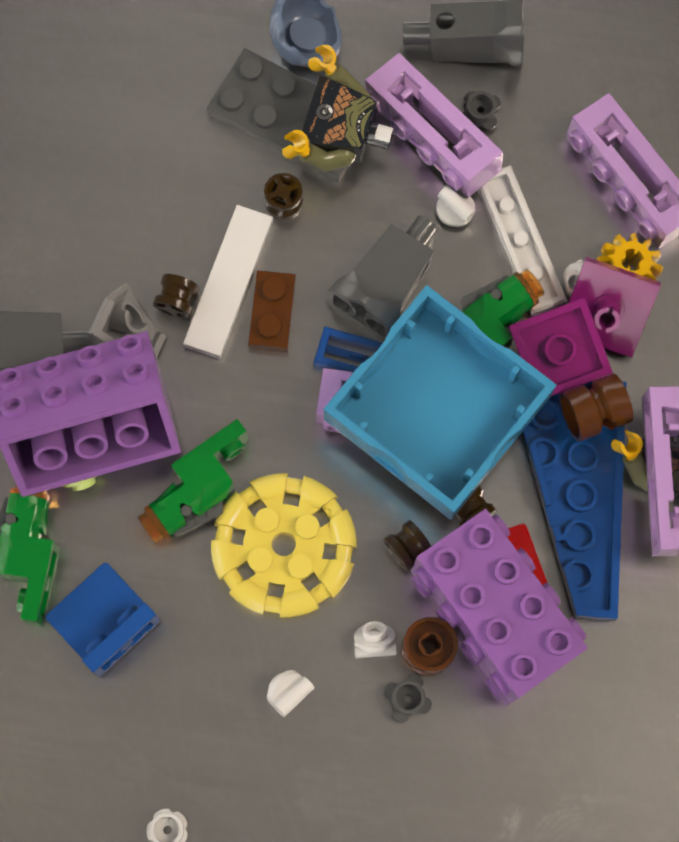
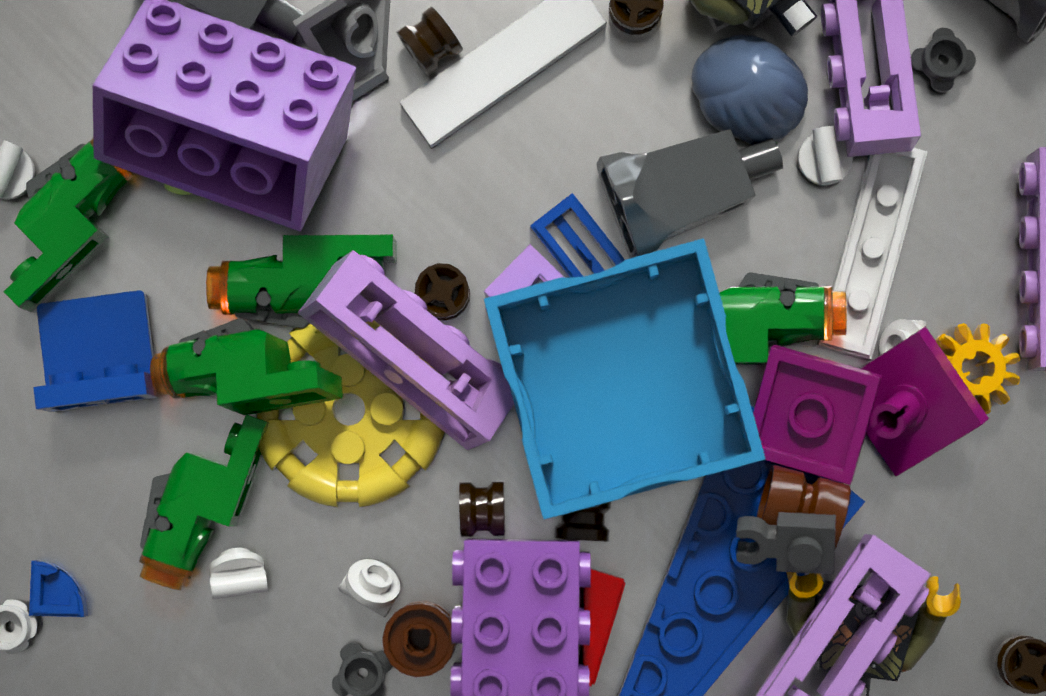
camera: 45 degrees right, 10 degrees up
(180, 788) = (55, 592): none -> blue tile
(204, 561) = (243, 369): none -> green plate
(226, 667) = (191, 498): none -> green plate
(272, 311) = (527, 132): reddish brown plate -> none
(292, 427) = (438, 284): none -> dark brown wheel
(298, 477) = (360, 292): none -> lavender brick
(383, 196) = (750, 88): none -> sand blue piece
(610, 423) = (798, 542): none -> dark grey plate

